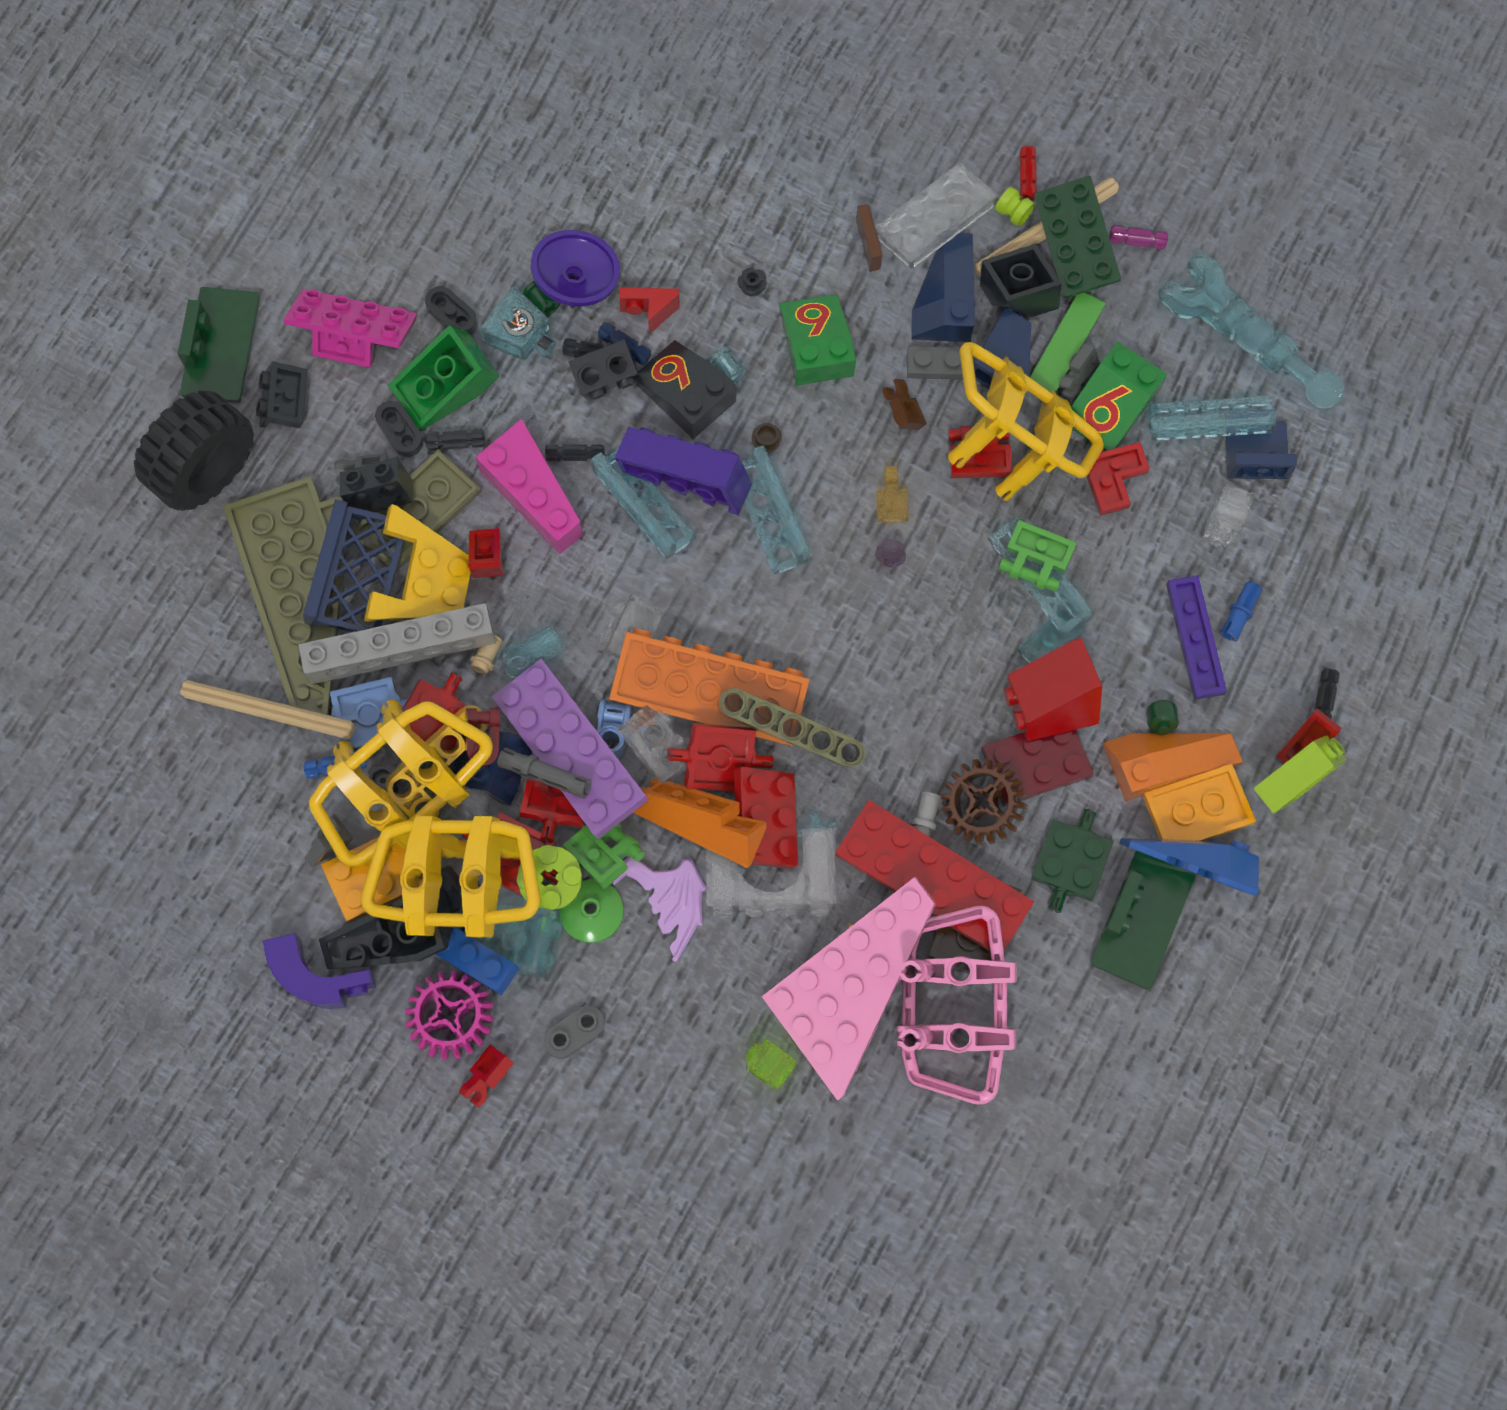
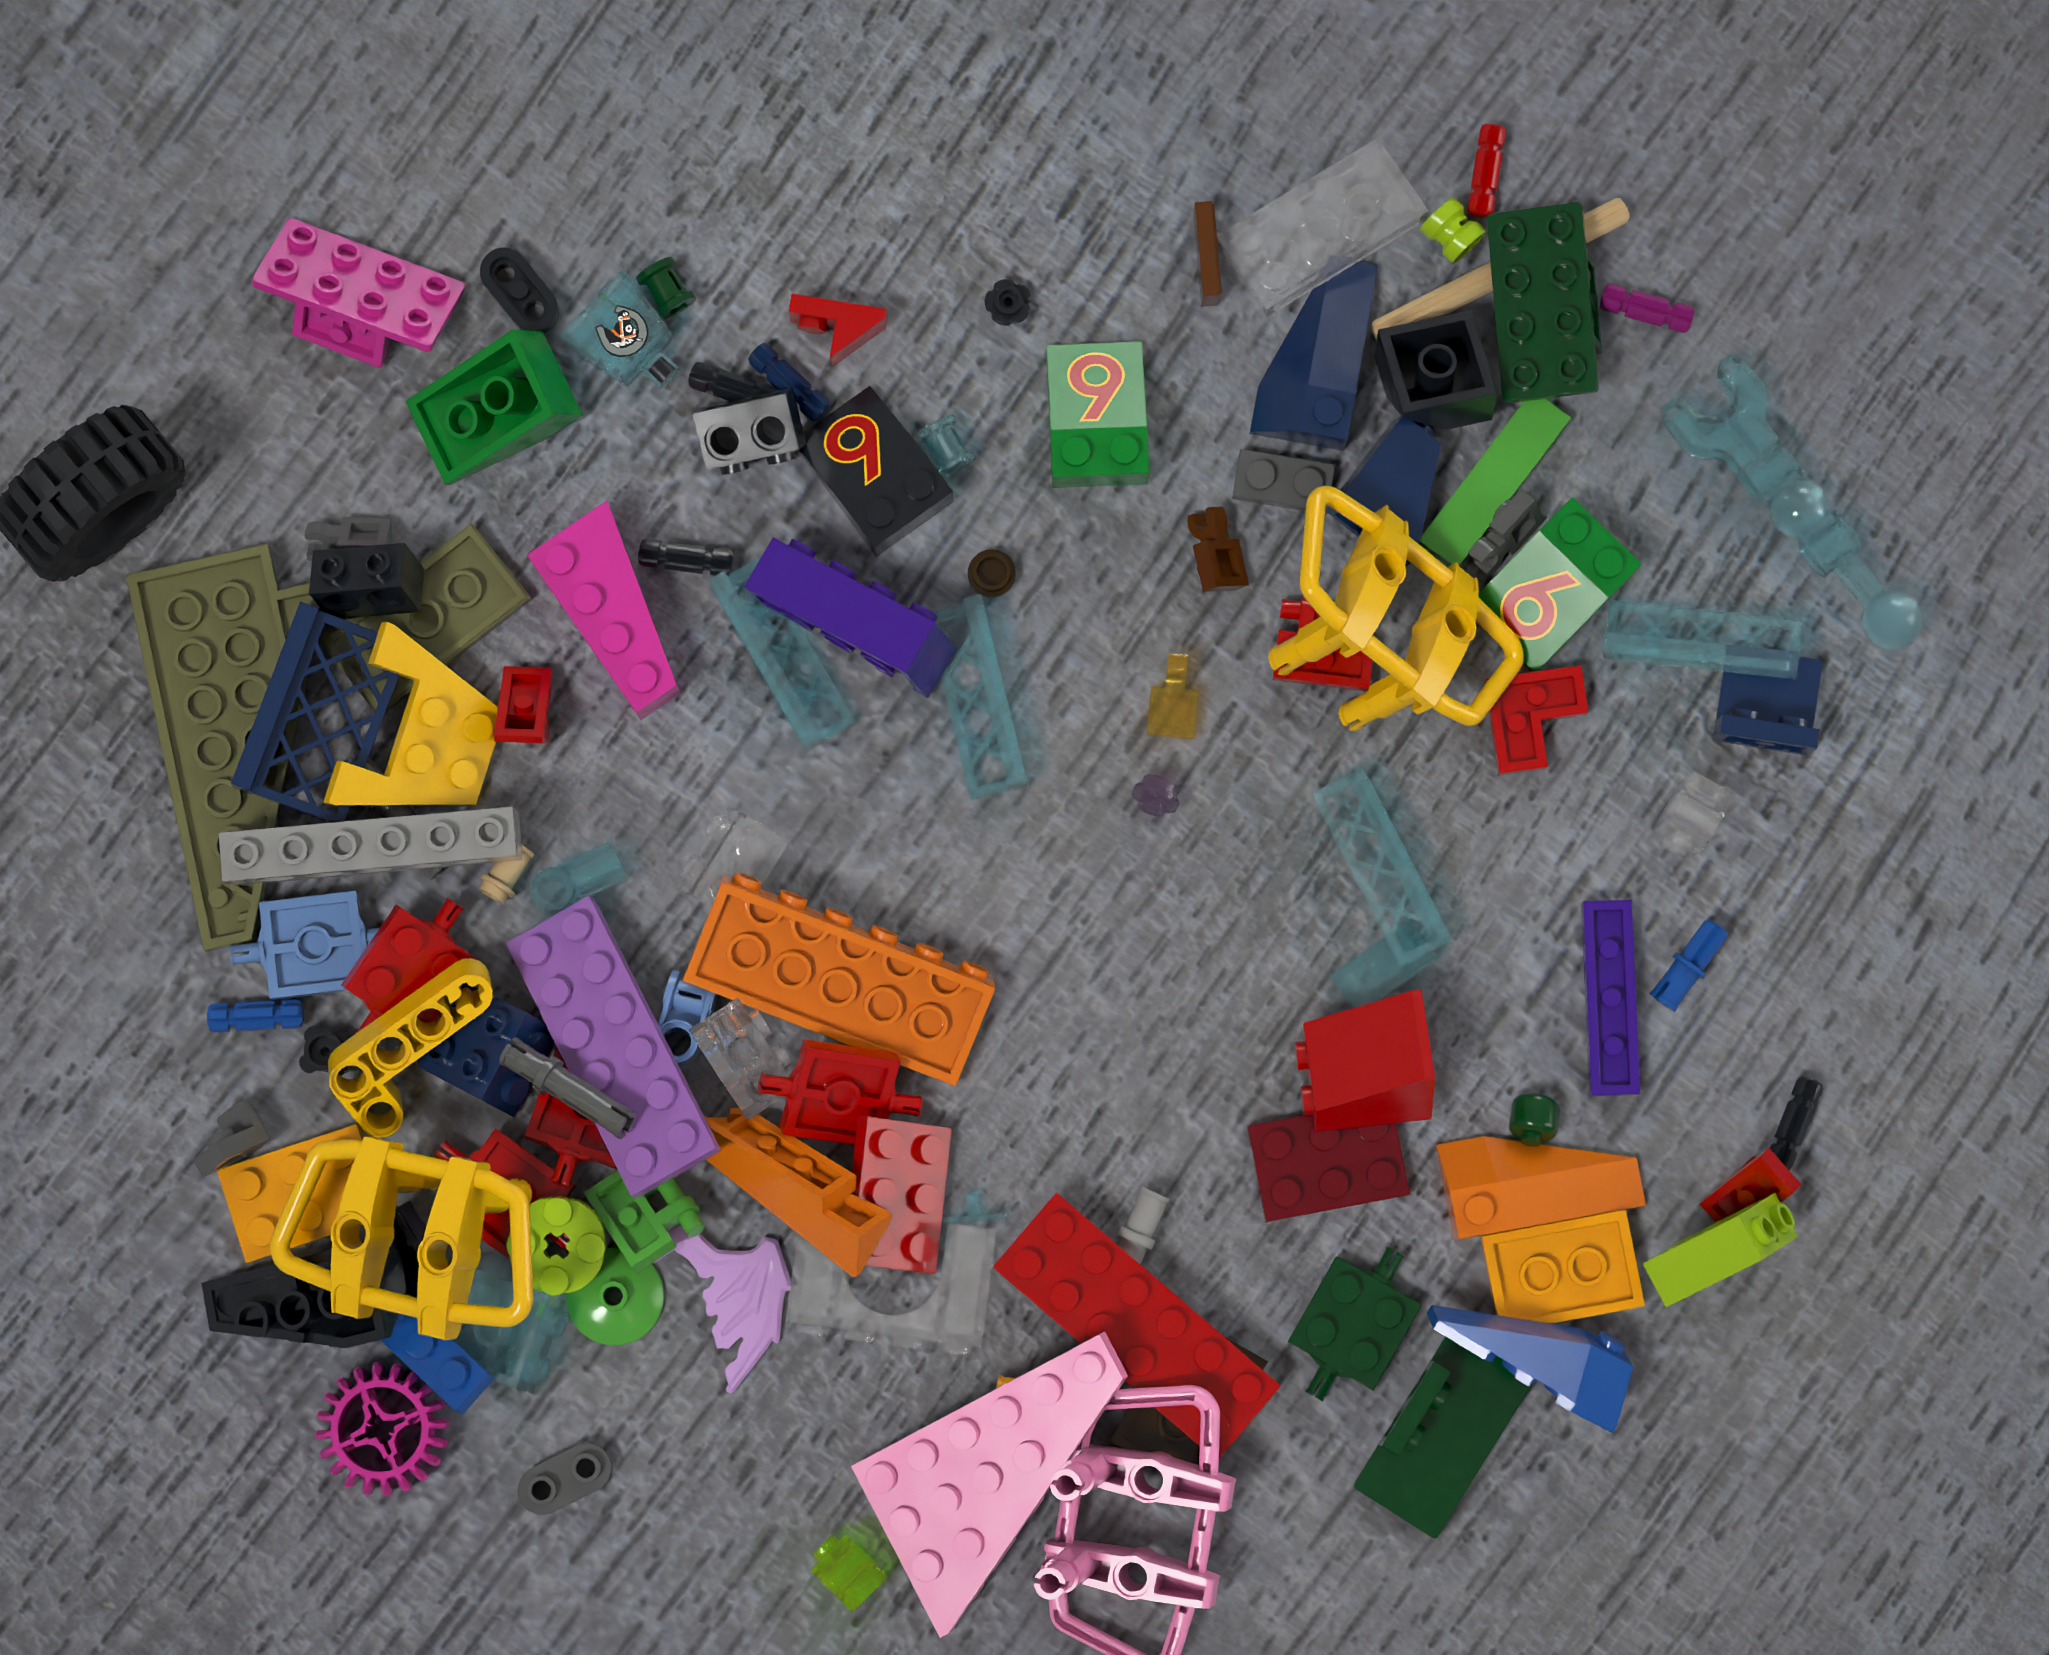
camera: 10 degrees right, 10 degrees up
(217, 341) = (145, 296): dark green bracket -> none
(268, 709) = (162, 918): tan axle -> none
(282, 395) = (236, 400): black bracket -> none
(289, 968) = (158, 1335): dark purple arch -> none
(400, 430) = (415, 482): black plate -> none
(413, 752) = (372, 1037): yellow piece -> none
(455, 439) = (500, 510): black axle -> none
(486, 1071) = (429, 1523): red plate -> none
(489, 717) = (476, 1032): dark red plate -> none
(577, 257) = (732, 223): dark purple dish -> none
(806, 730) = (971, 1080): olive beam -> none
(994, 791) = (1245, 1231): reddish brown gear -> none
(1040, 547) = (1388, 829): bright green plate -> none

